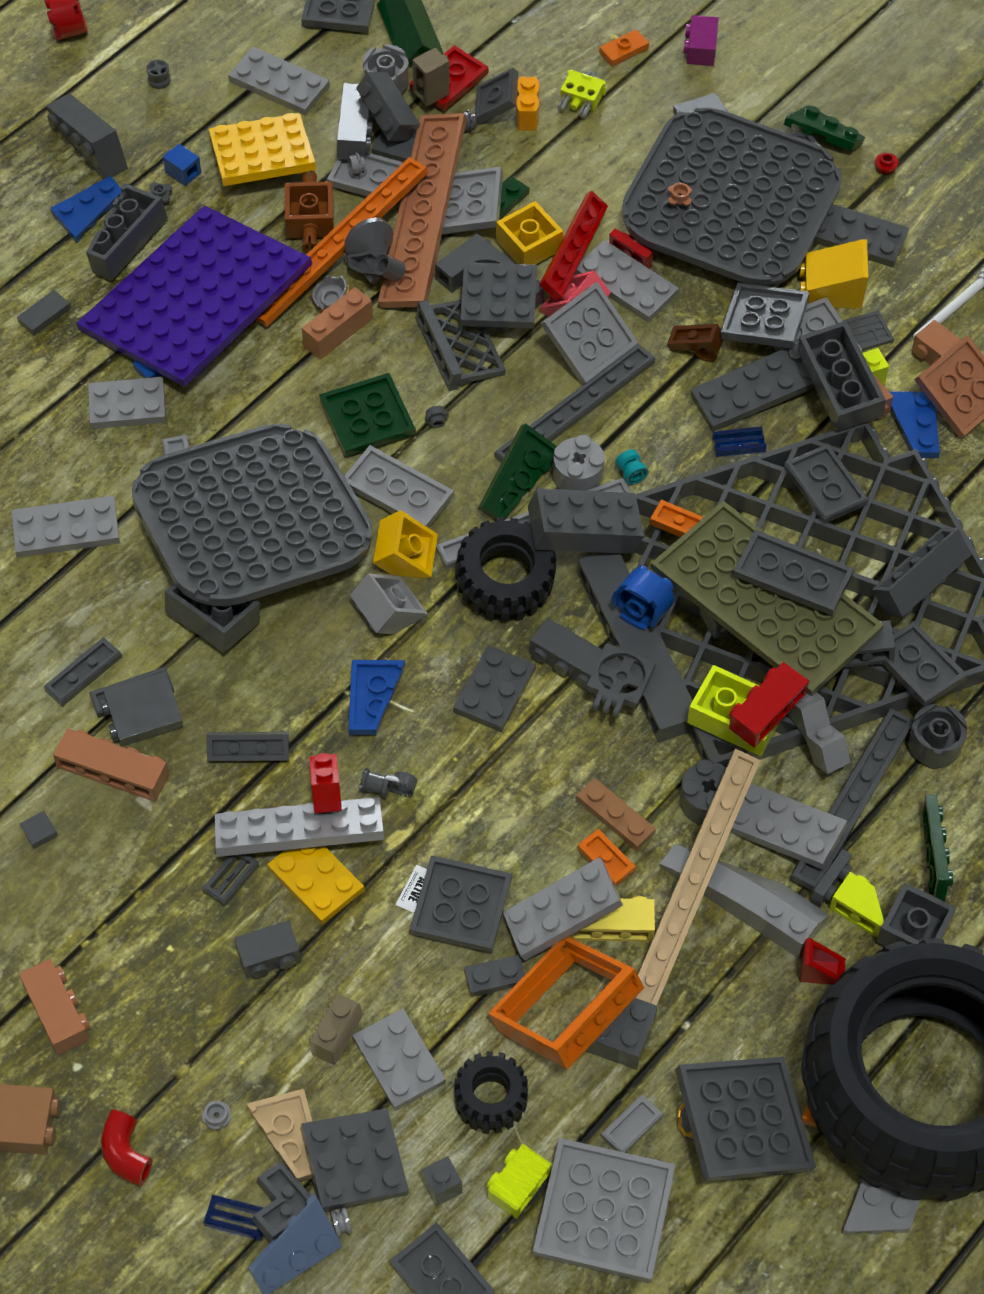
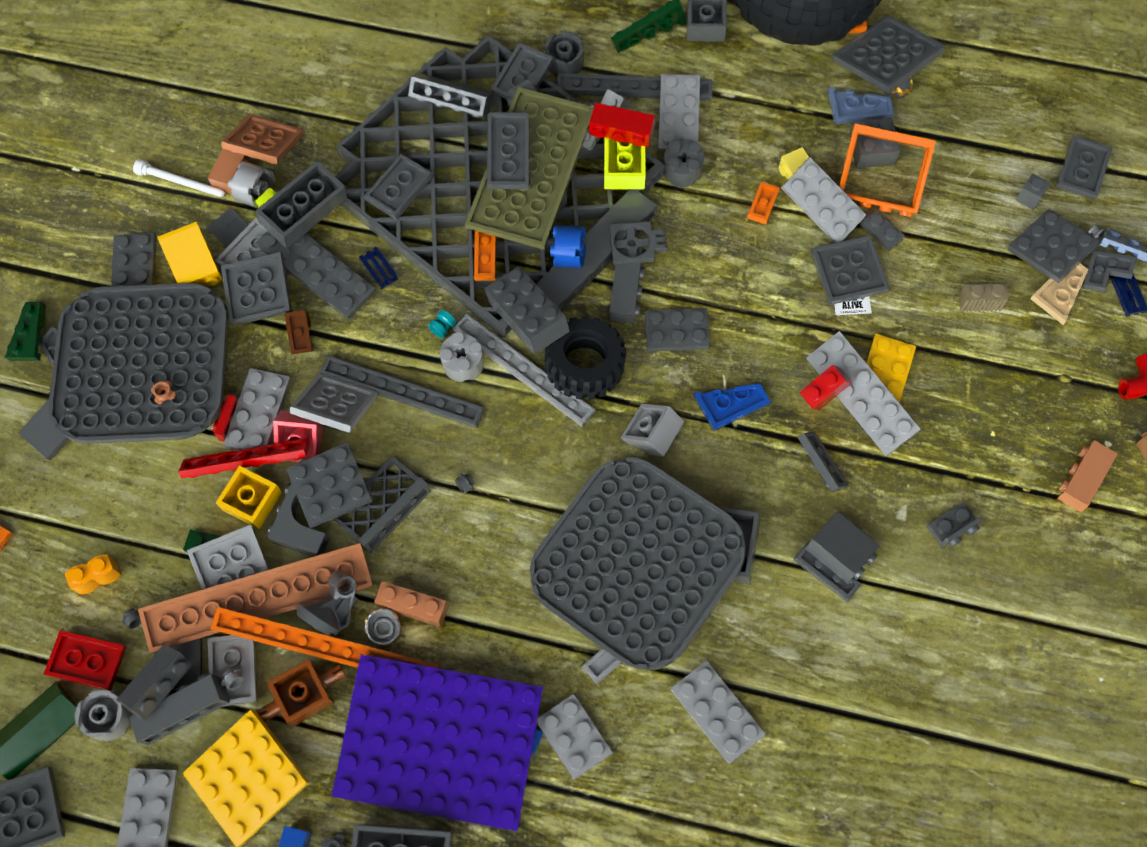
camera: 115 degrees left, 10 degrees up
(38, 829) = (972, 569): dark grey tile -> none
(82, 671) = (832, 618): dark grey tile -> none
(95, 839) = (953, 525): none -> dark grey bracket
(111, 764) = (895, 546): nougat brick -> none
(213, 1108) = (1082, 334): light grey plate -> none
(238, 883) = (930, 415): dark grey tile -> none
(268, 949) = (959, 366): dark grey brick -> none
(367, 414) = (489, 535): dark green plate -> none
(398, 486) = (546, 477): light grey plate -> none
(399, 783) = (793, 356): dark grey connector -> none
(399, 1059) = (972, 256): light grey plate -> none
(405, 546) = (598, 443): yellow slope -> none
(431, 76) = (104, 658): dark tan brick -> none
(496, 95) = (95, 603): dark grey tile -> none
(497, 1070) = (969, 178): black tyre -> none
(518, 1180) = (1002, 153): neon yellow brick -> none
(522, 466) = (492, 396): dark green wing -> none
(581, 91) = (51, 538): neon yellow piece -> none
(604, 1210) = (985, 105): light grey plate -> none
(615, 814) = (726, 214): medium nougat plate -> none
(632, 1125) = (924, 116): light grey tile -> none
(688, 1041) = (853, 107): none -> sand blue wing
(696, 875) = (753, 137): tan plate -> none
(758, 902) = (737, 113): light grey wedge -> none
(820, 964) = (762, 61): red slope -> none
(827, 886) = (705, 73): dark grey plate -> none
(858, 903) = (706, 56): neon yellow slope -> none
(886, 163) = (48, 282): red plate -> none
(906, 355) = (250, 183): none -> light grey brick
(917, 421) = (298, 162): blue wing -> none

